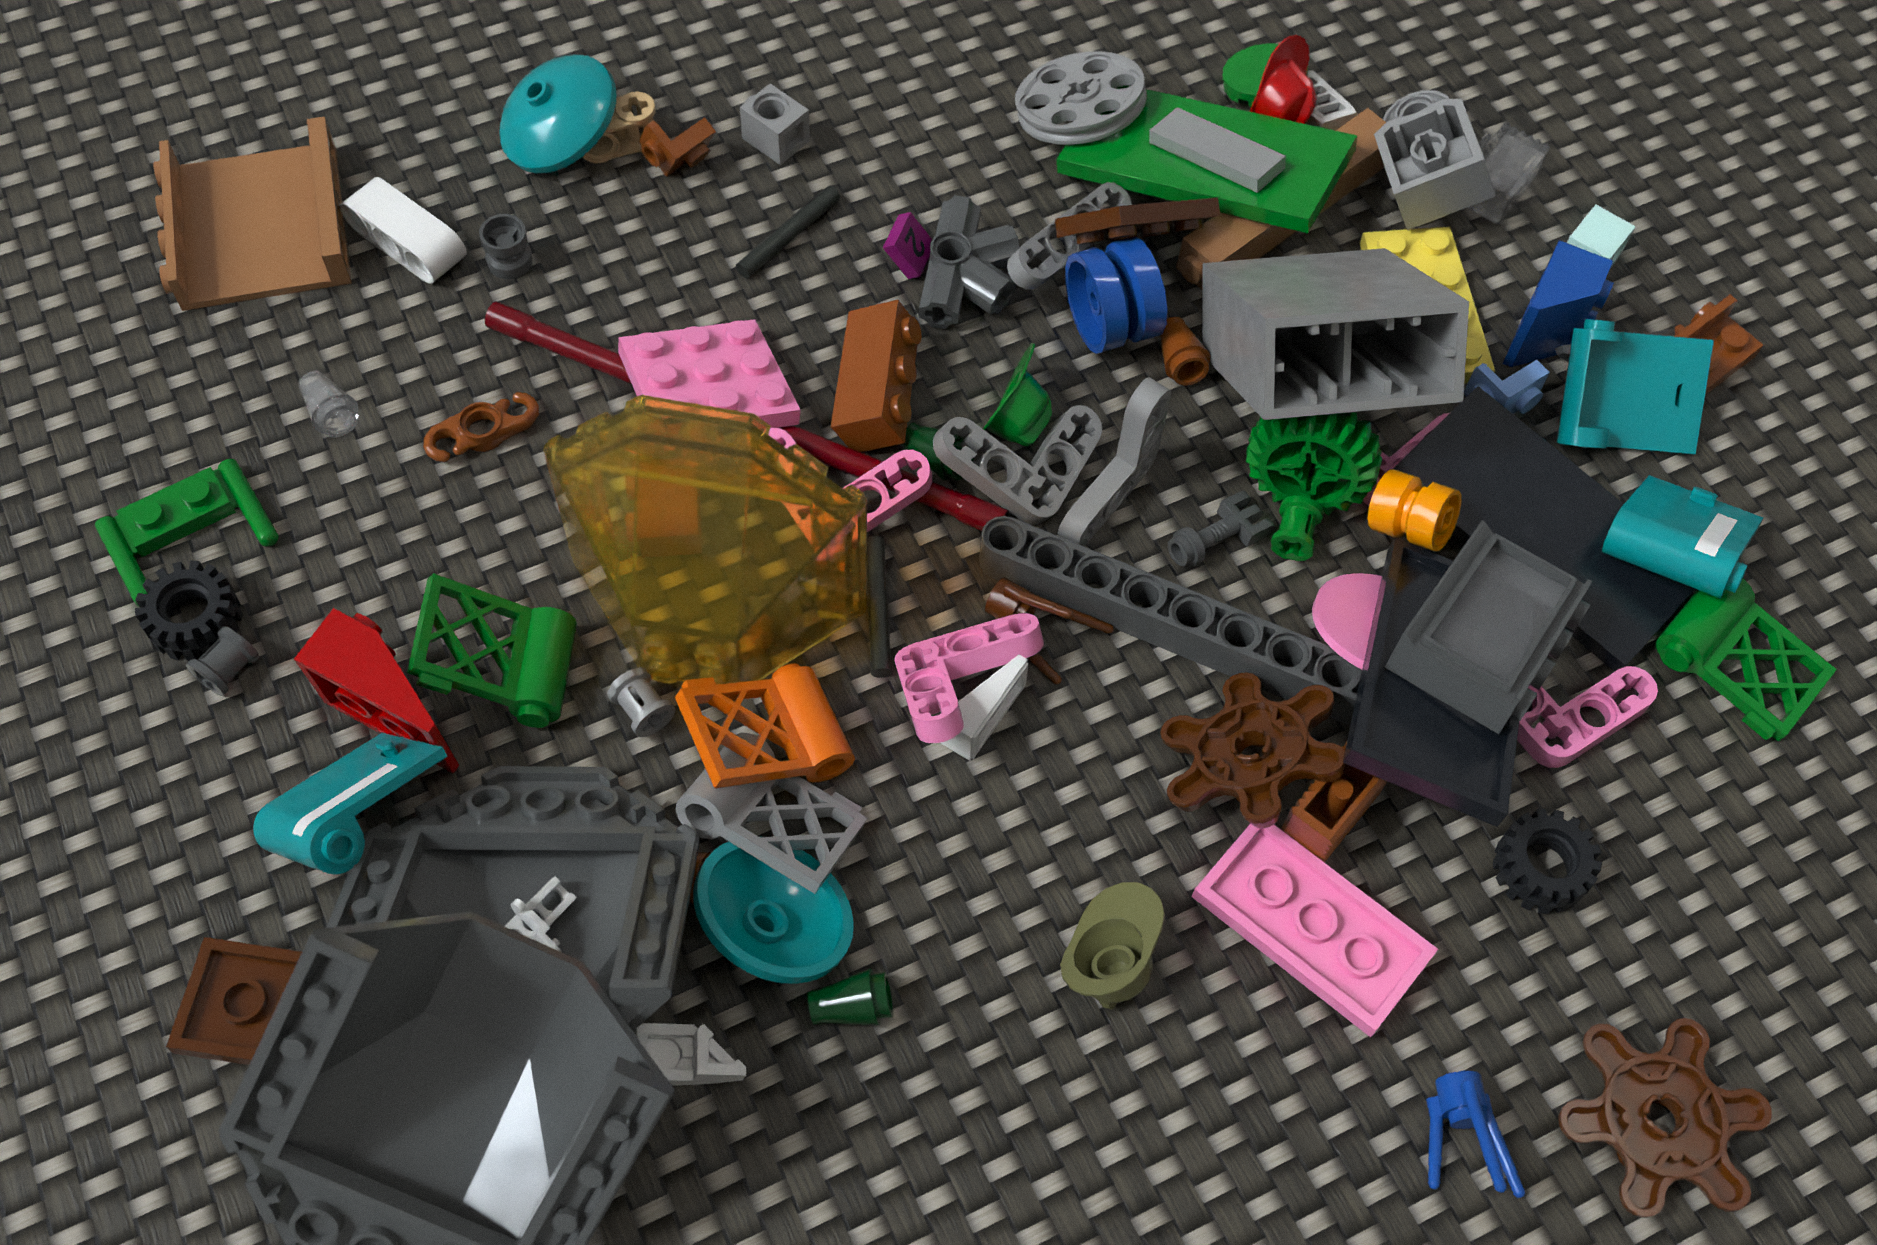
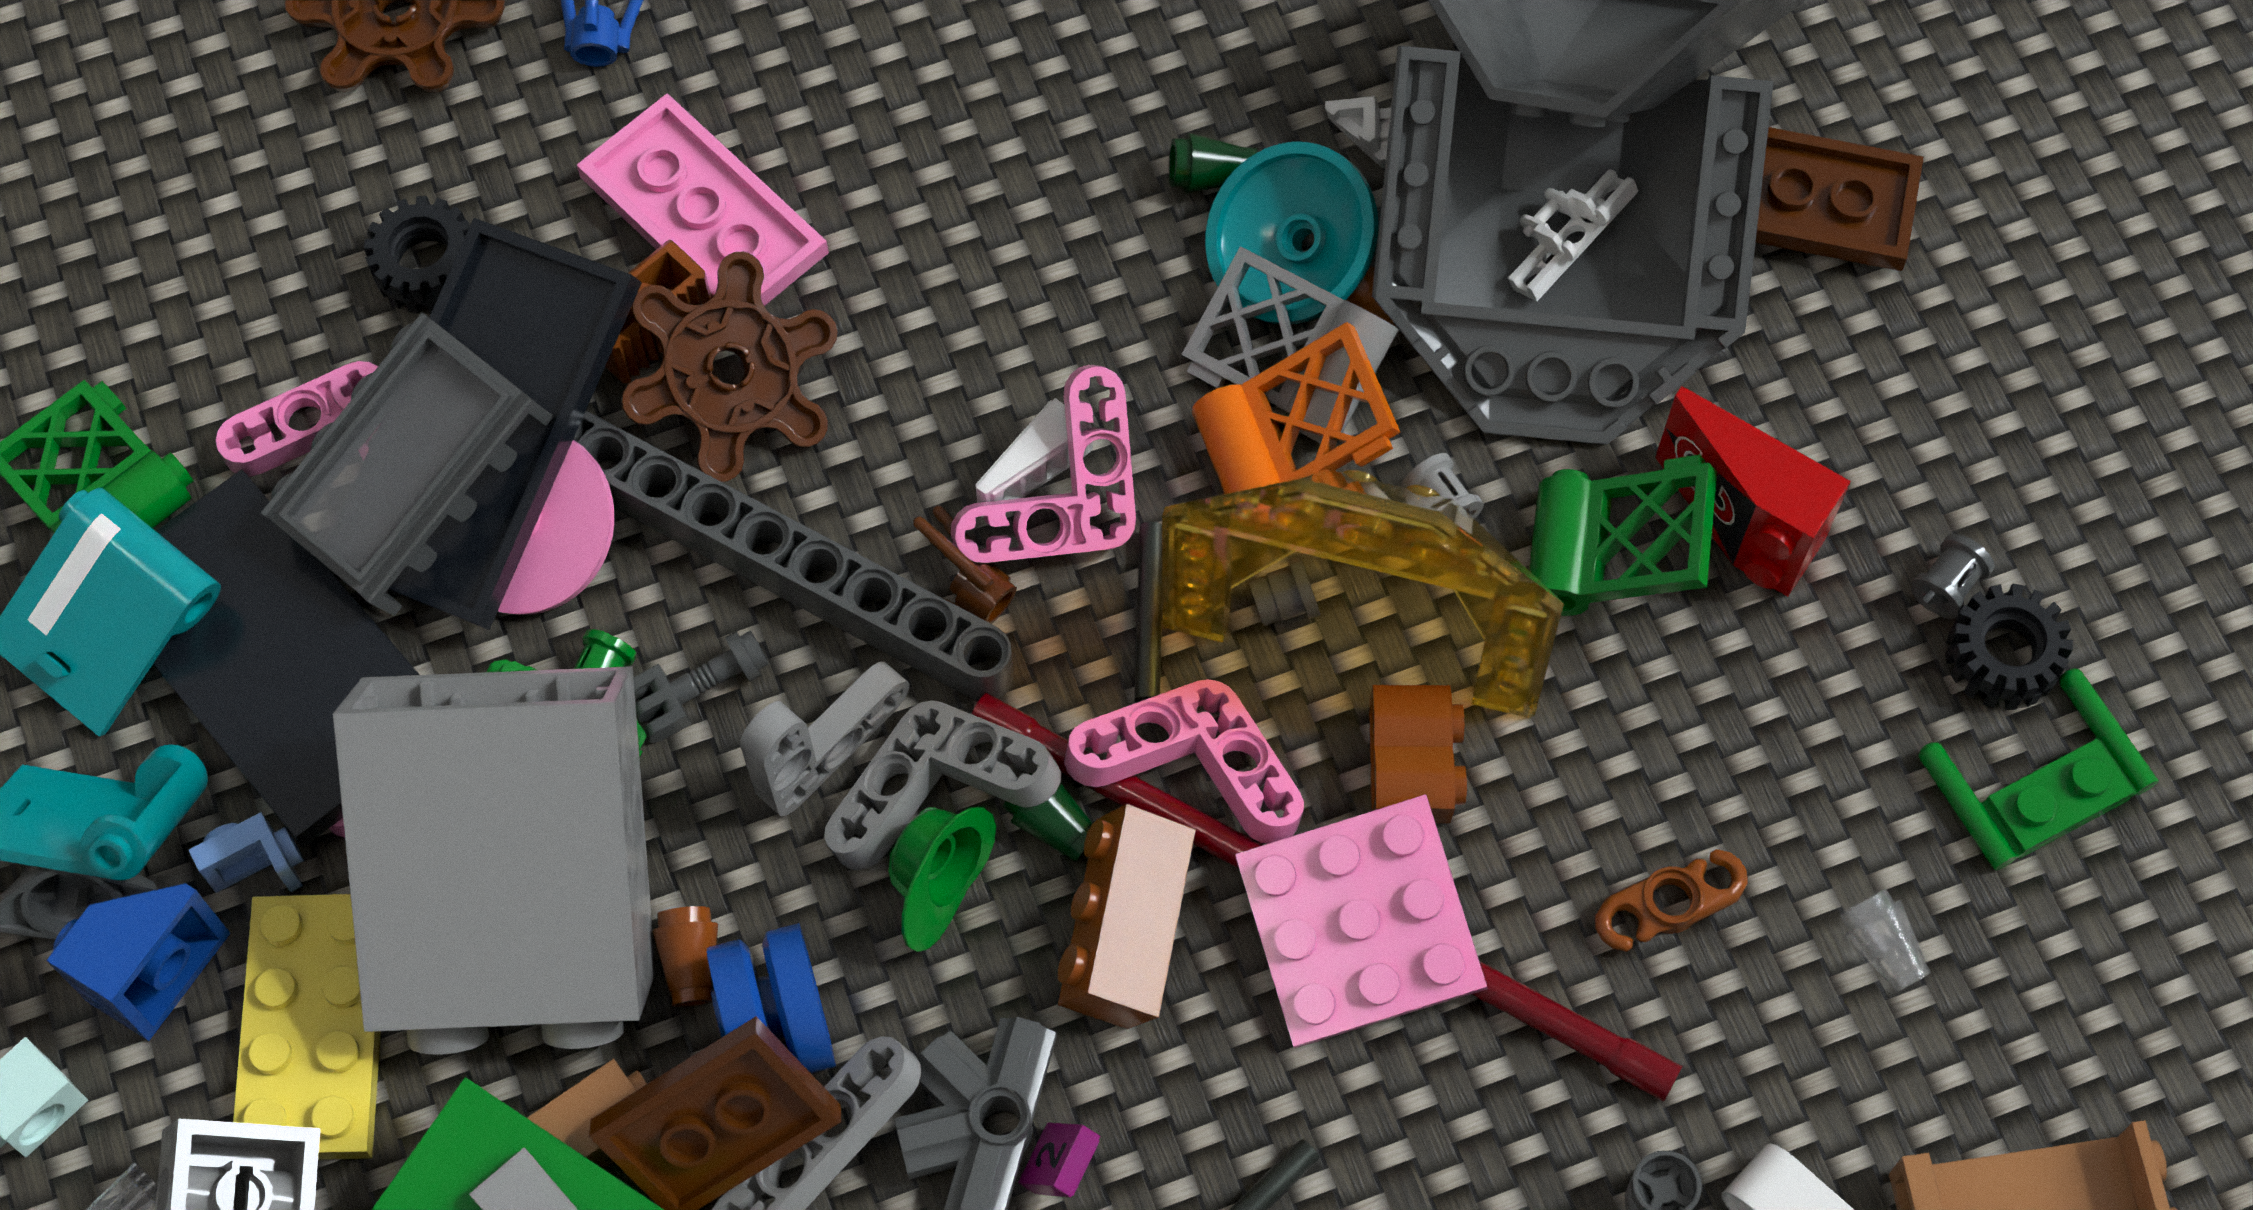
camera: 170 degrees left, 5 degrees up
(317, 817) = (1781, 358): teal door -> none
(1114, 944) = (928, 179): olive piece -> none
(1421, 512) = (438, 620): light orange wheel -> none

